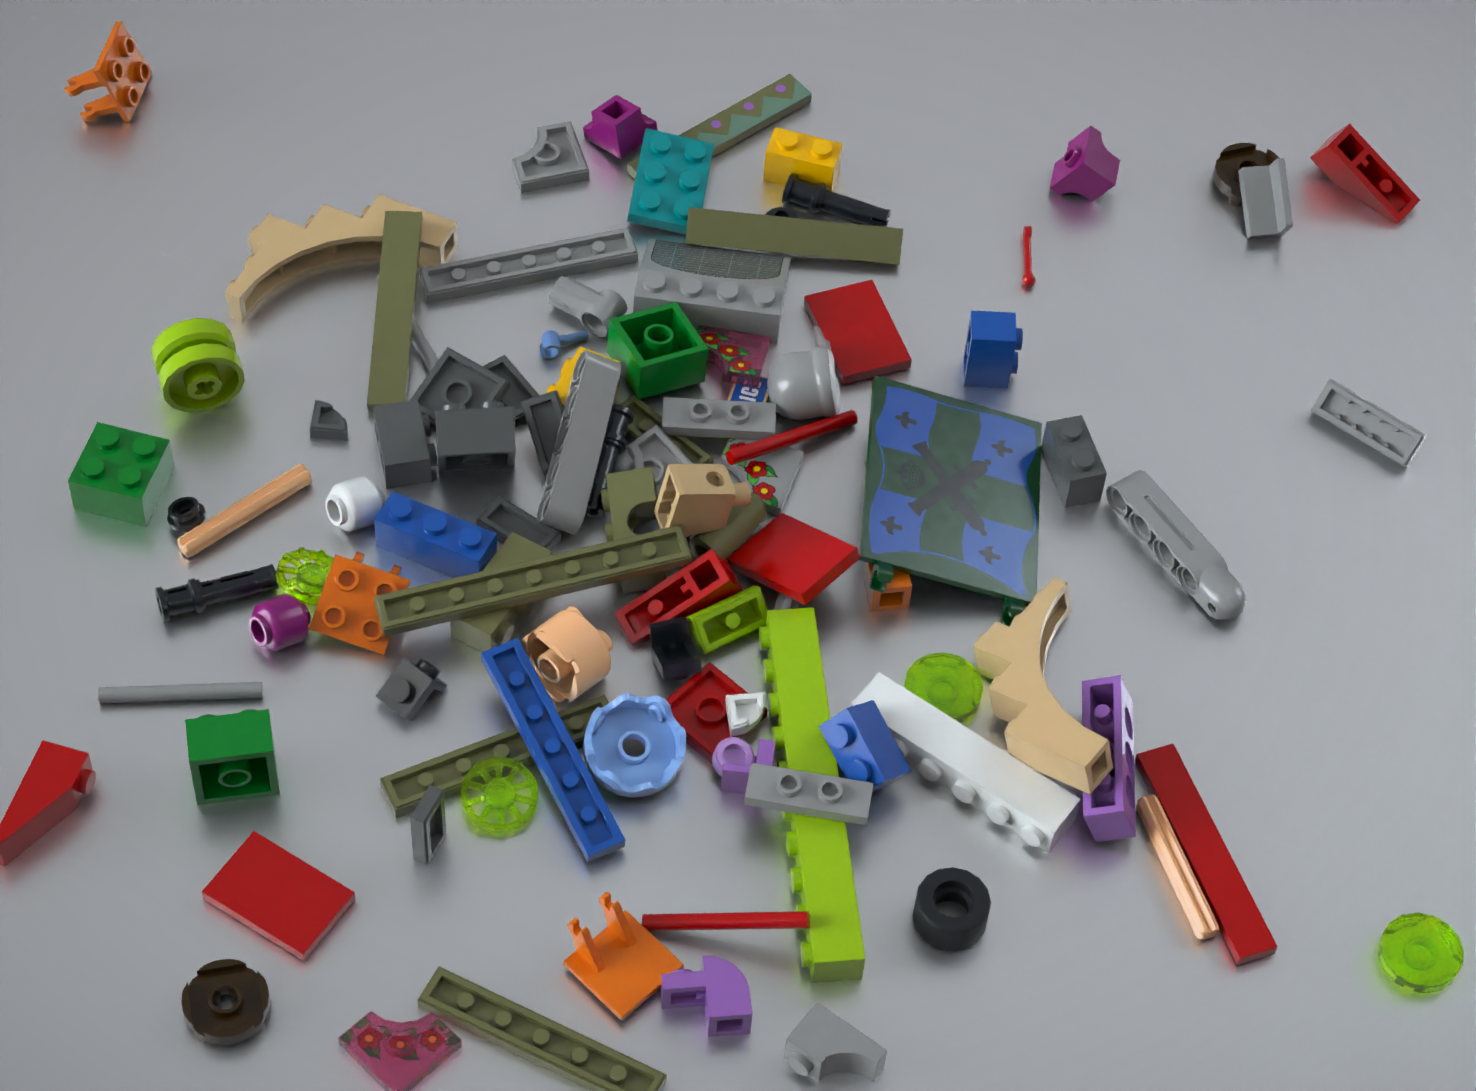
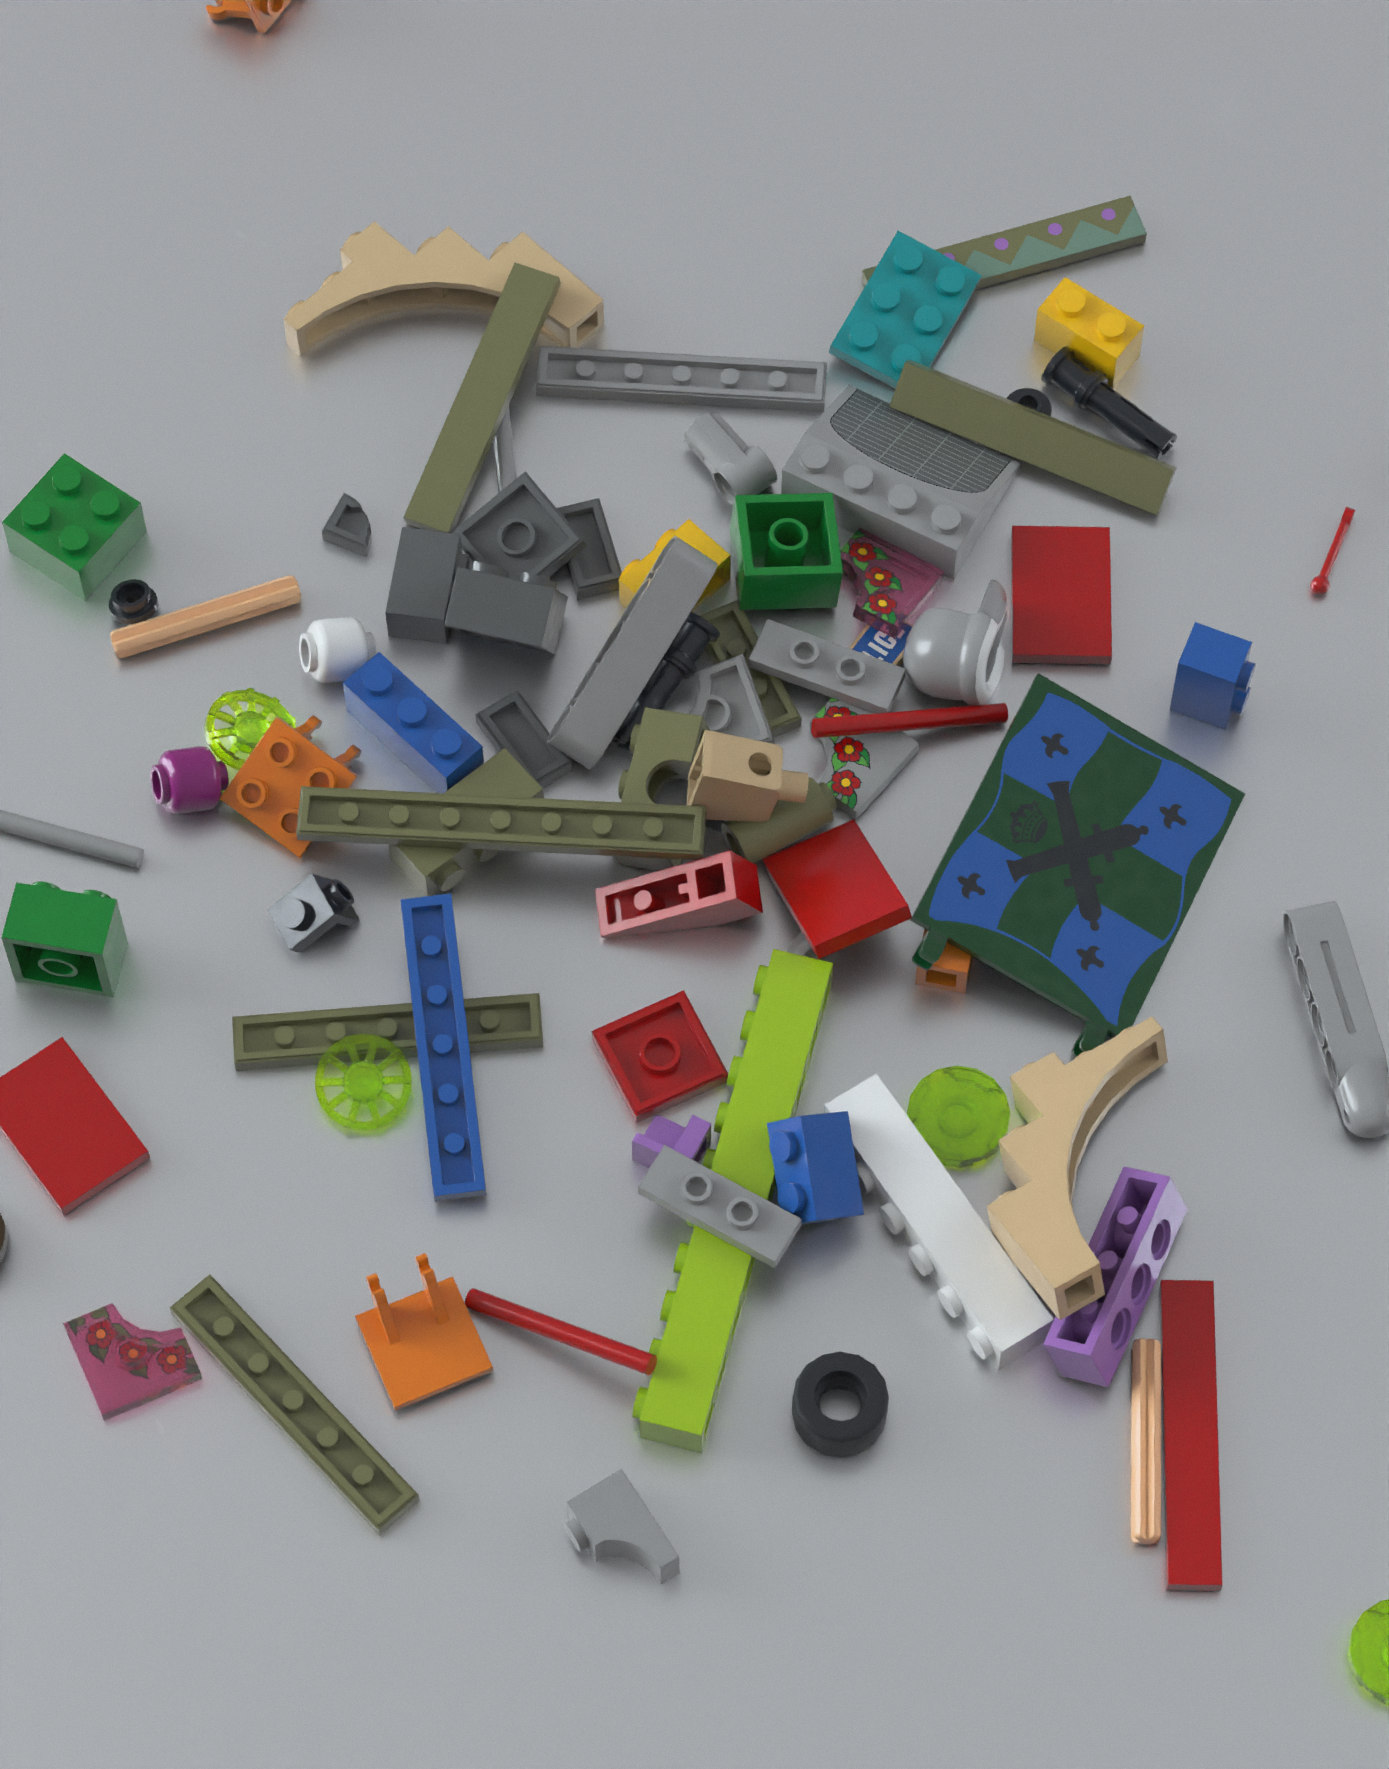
camera: 25 degrees right, 10 degrees up
(197, 365) = (211, 409): lime wheel -> none
(198, 595) = (108, 713): black pin -> none
(428, 825) = (257, 1098): dark grey tile -> none
(543, 419) = (602, 607): dark grey tile -> none
(552, 160) = (771, 237): light grey tile -> none
(552, 342) = (665, 496): medium blue hand -> none
(568, 654) = (507, 931): light nougat brick -> none
(618, 126) = (871, 215): magenta brick -> none
(638, 719) = (533, 1038): light blue plate -> none
(673, 649) = (644, 962): black bracket -> none
(716, 987) = (519, 1416): medium lavender brick -> none
(727, 619) = (726, 942): lime brick -> none
(732, 751) = (659, 1121): lavender tile -> none
(744, 711) = (696, 1071): white tile -> none
(1073, 461) = (1256, 862): dark grey brick -> none

